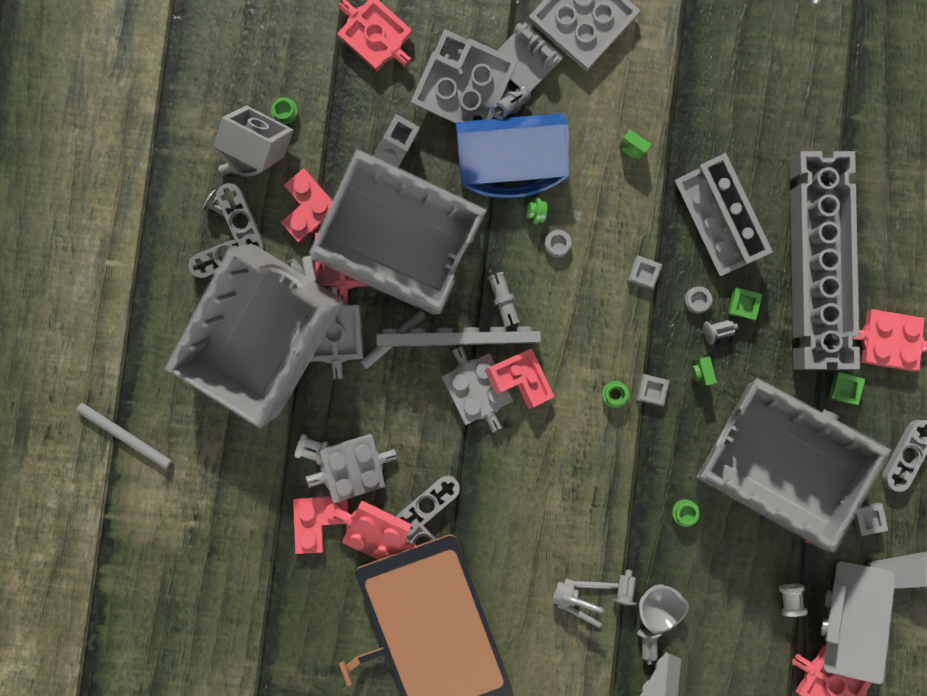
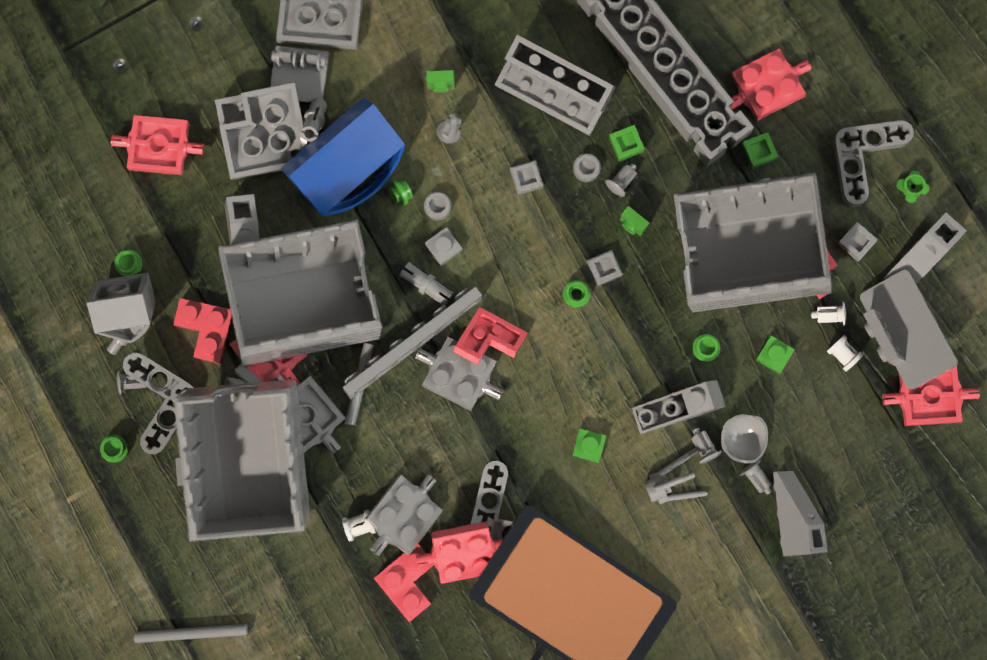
camera: 30 degrees left, 5 degrees down
(168, 248) = (114, 448): none -> bright green plate
(536, 520) = (589, 445): none -> bright green plate
(539, 279) = (443, 246): none -> light grey plate
(611, 189) = (449, 129): none -> light grey piece
(629, 544) = (679, 406): none -> light grey slope
(735, 558) = (775, 354): none -> bright green plate
(805, 560) = (830, 314): none -> white piece

